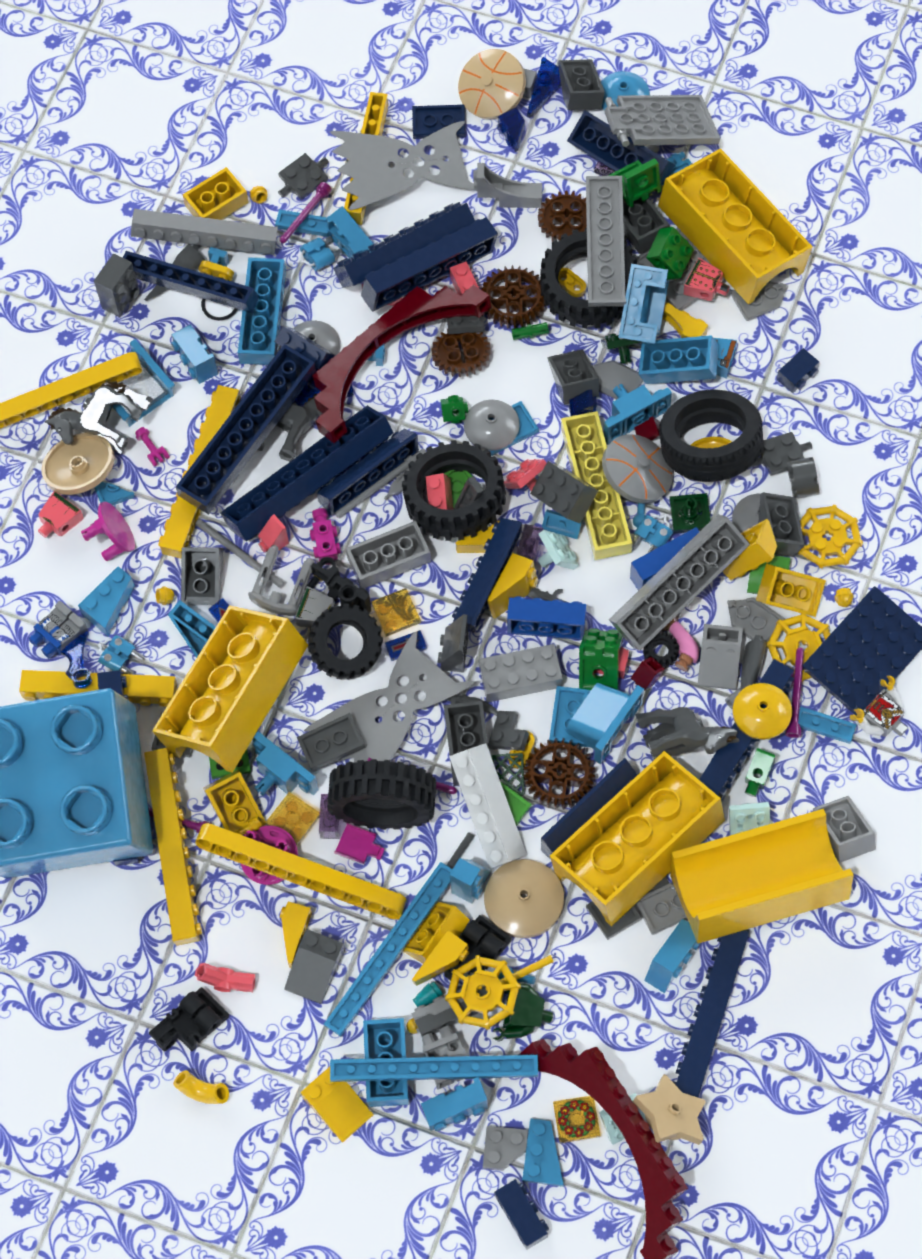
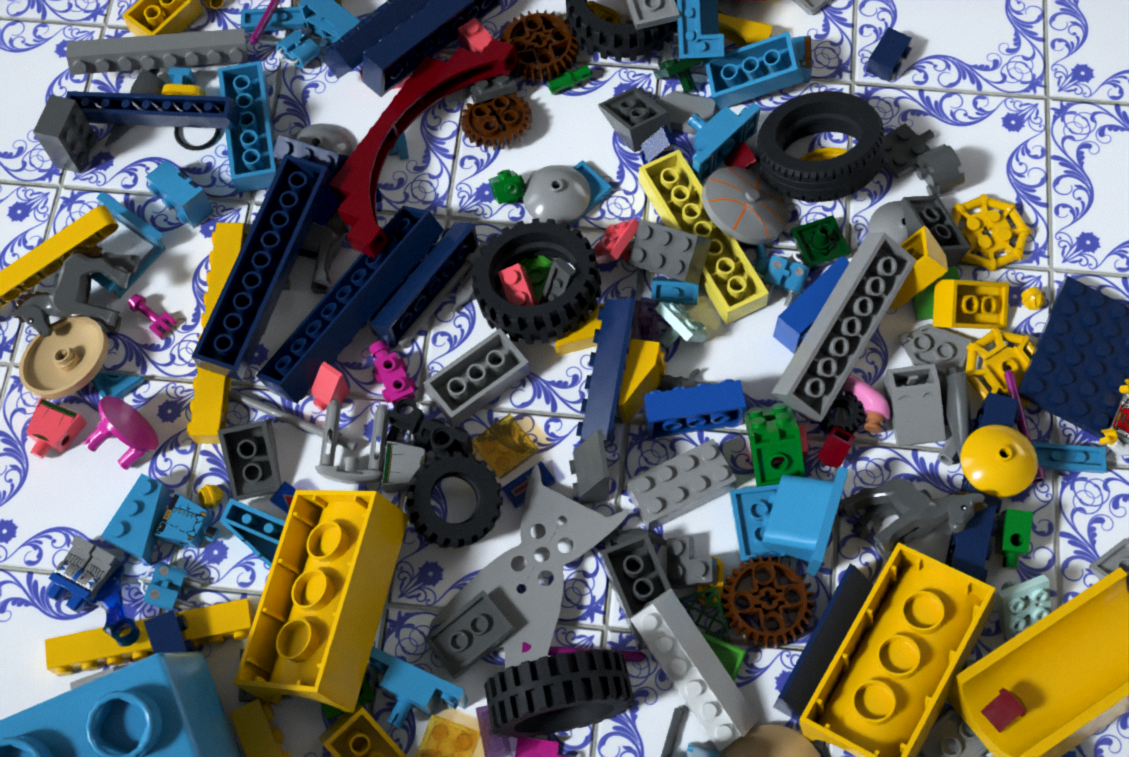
camera: 15 degrees left, 0 degrees up
(142, 612) = (186, 524): none -> dark azure torso
(702, 886) = (1004, 710): none -> dark red tile

